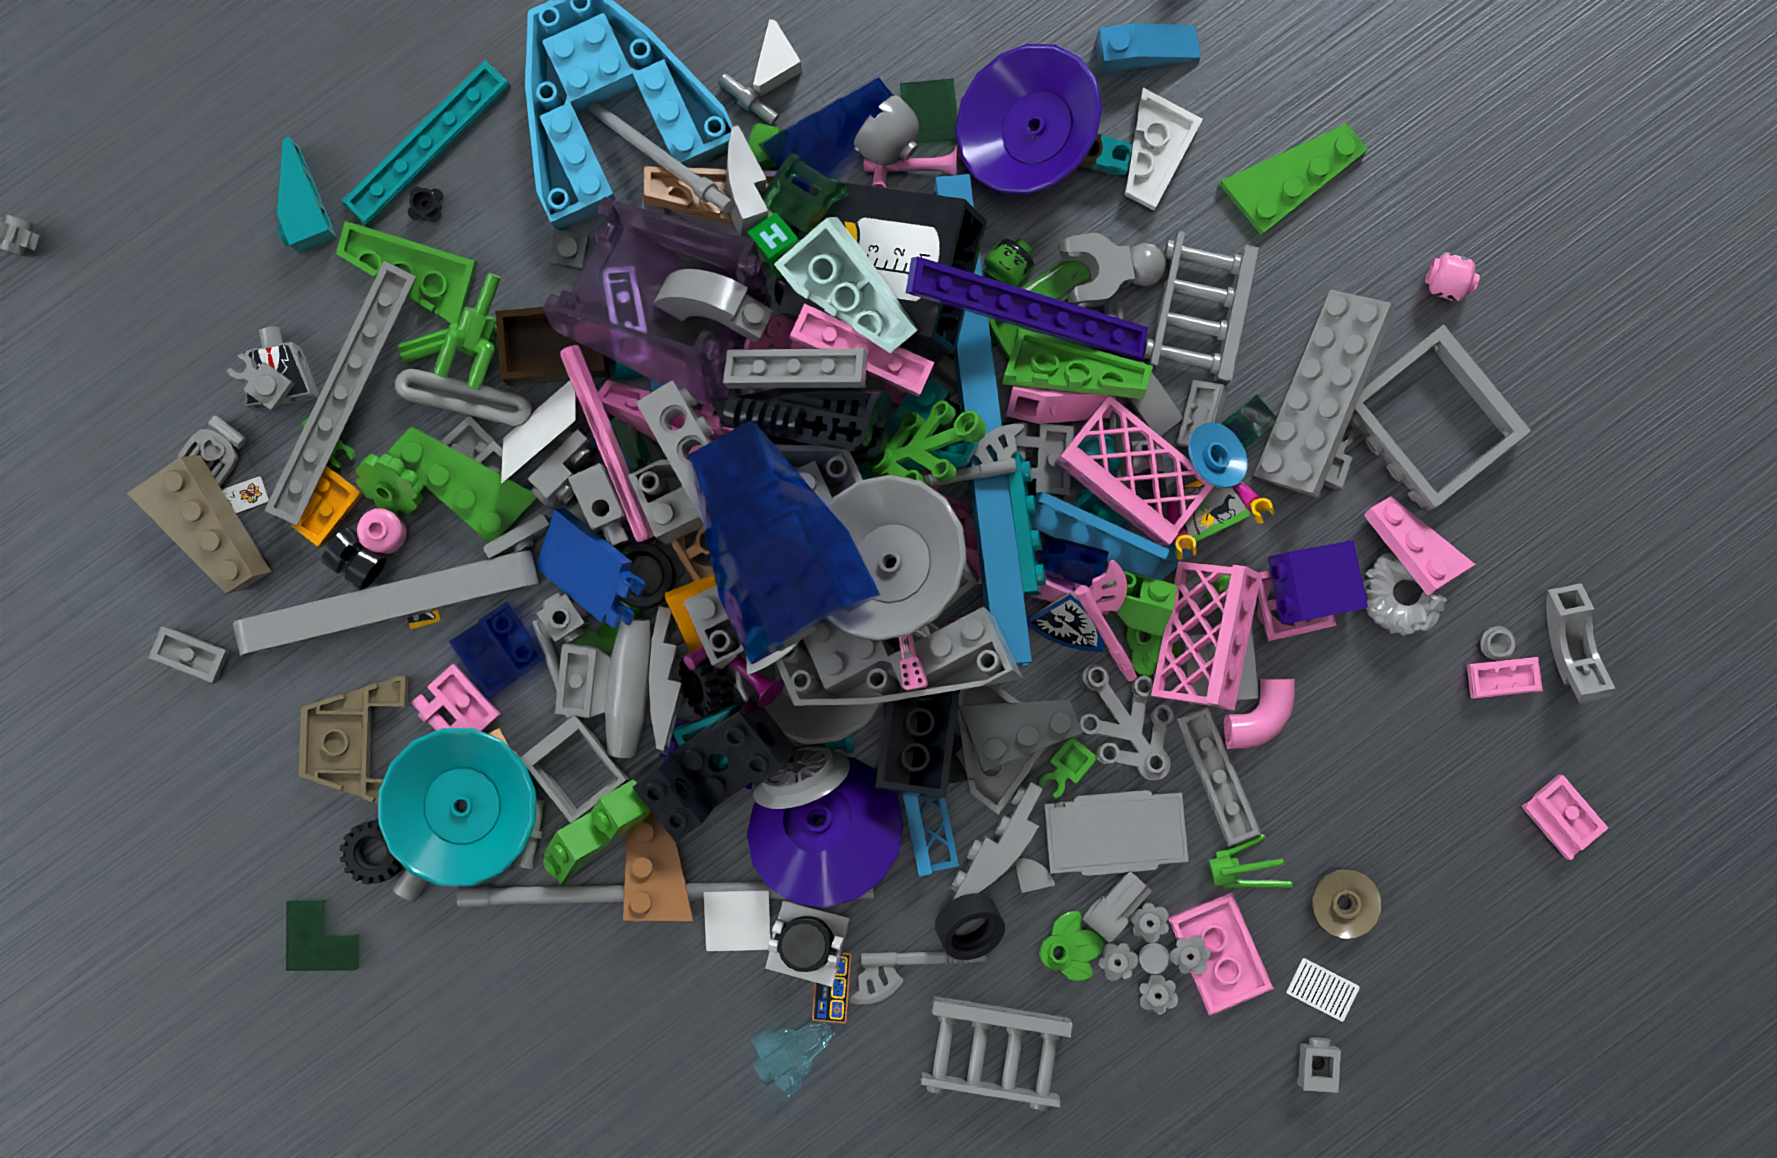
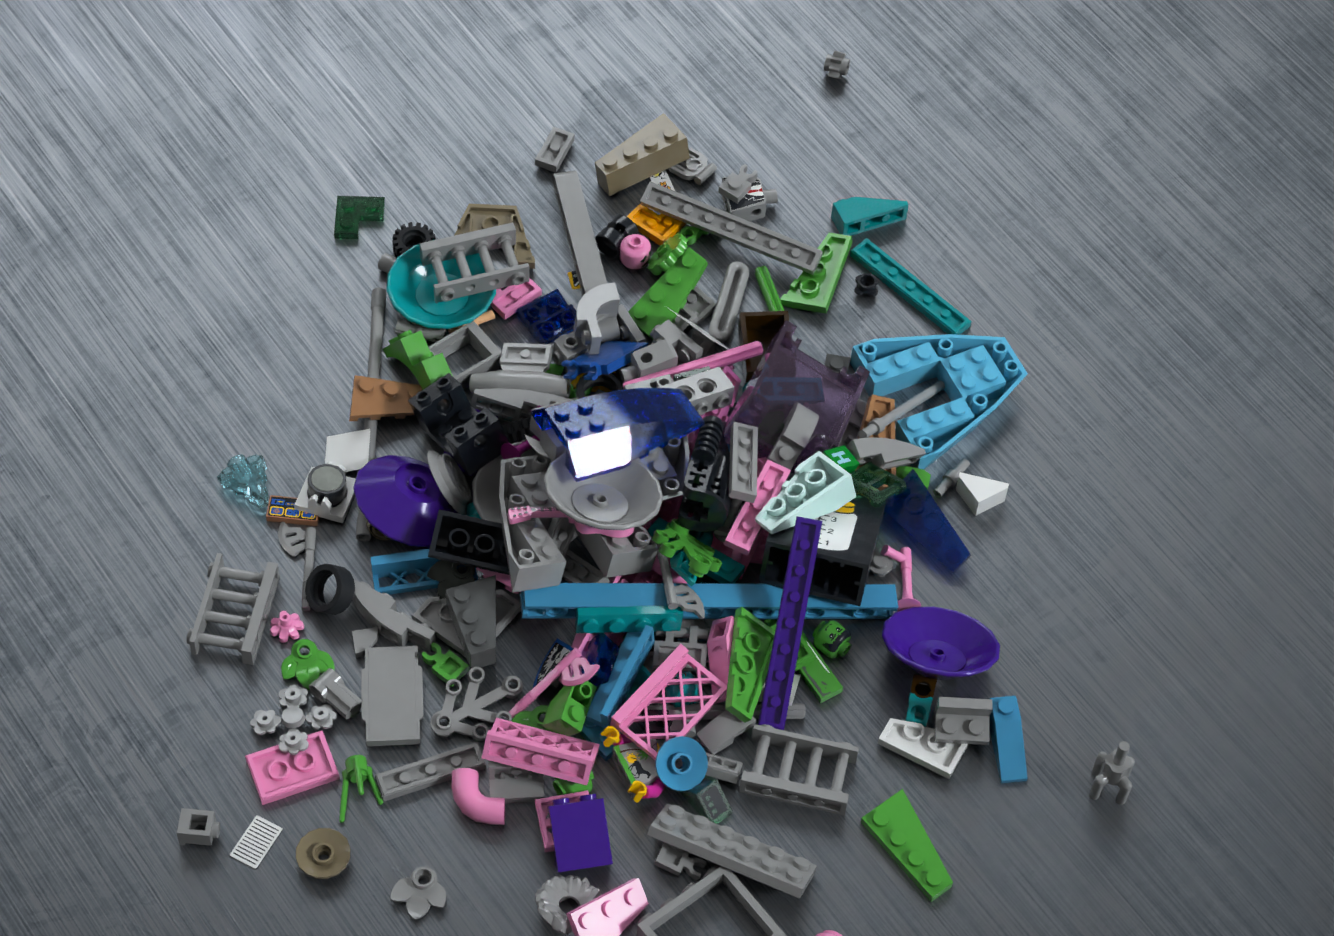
camera: 90 degrees right, 30 degrees down
(393, 754) = (472, 243): none -> light grey fence
(472, 336) = (768, 297): bright green plant -> none
(495, 580) = (593, 307): none -> light grey arch
(889, 134) = (928, 555): light grey cylinder -> none
(934, 107) = (949, 591): clear green piece -> none
(1009, 973) = (286, 626): none -> bright pink plant
(1110, 267) = (828, 701): light grey piece -> none
(1133, 99) = (962, 720): none -> light grey bracket
(1391, 779) = (419, 896): none -> light grey plate

